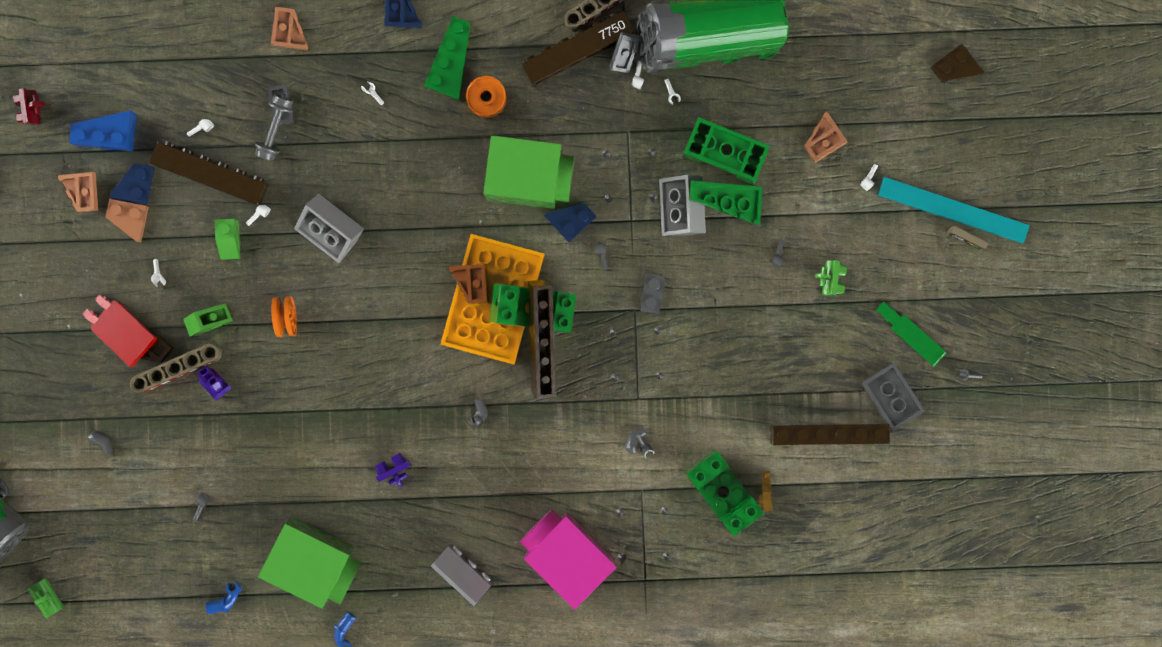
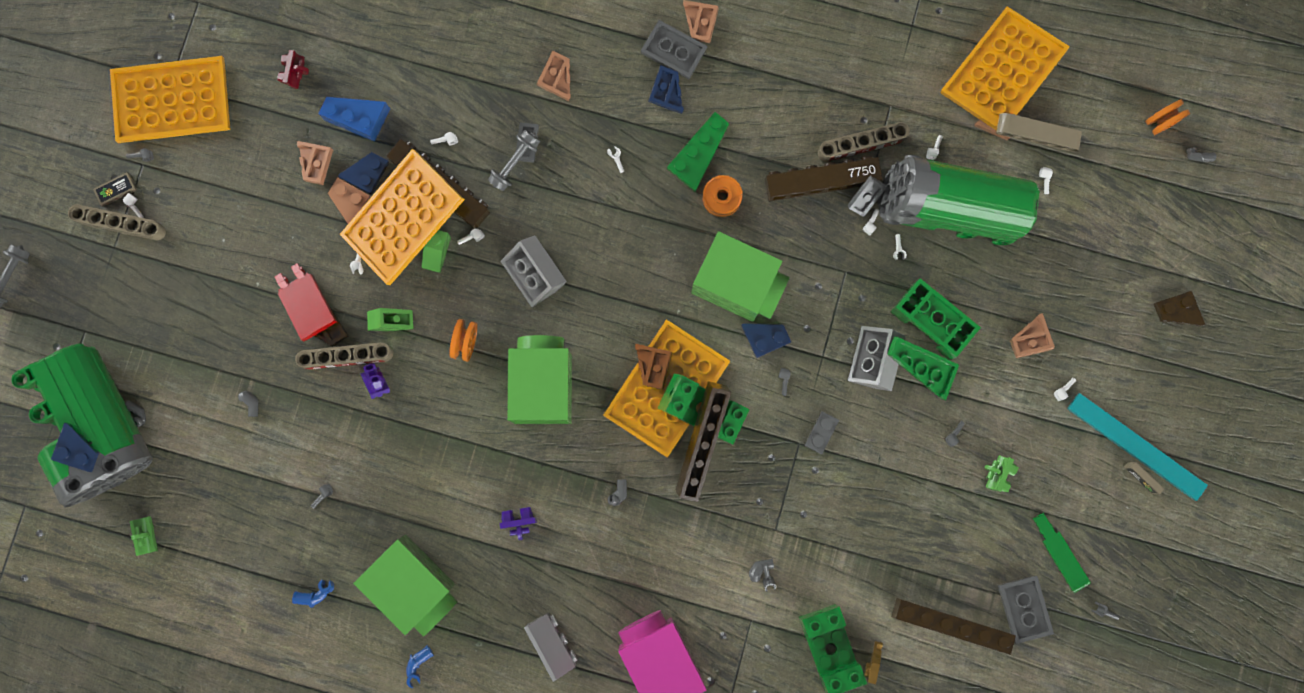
camera: 15 degrees right, 5 degrees down
(184, 217) = (401, 217): none -> light orange plate
(369, 332) = (539, 381): none -> bright green container

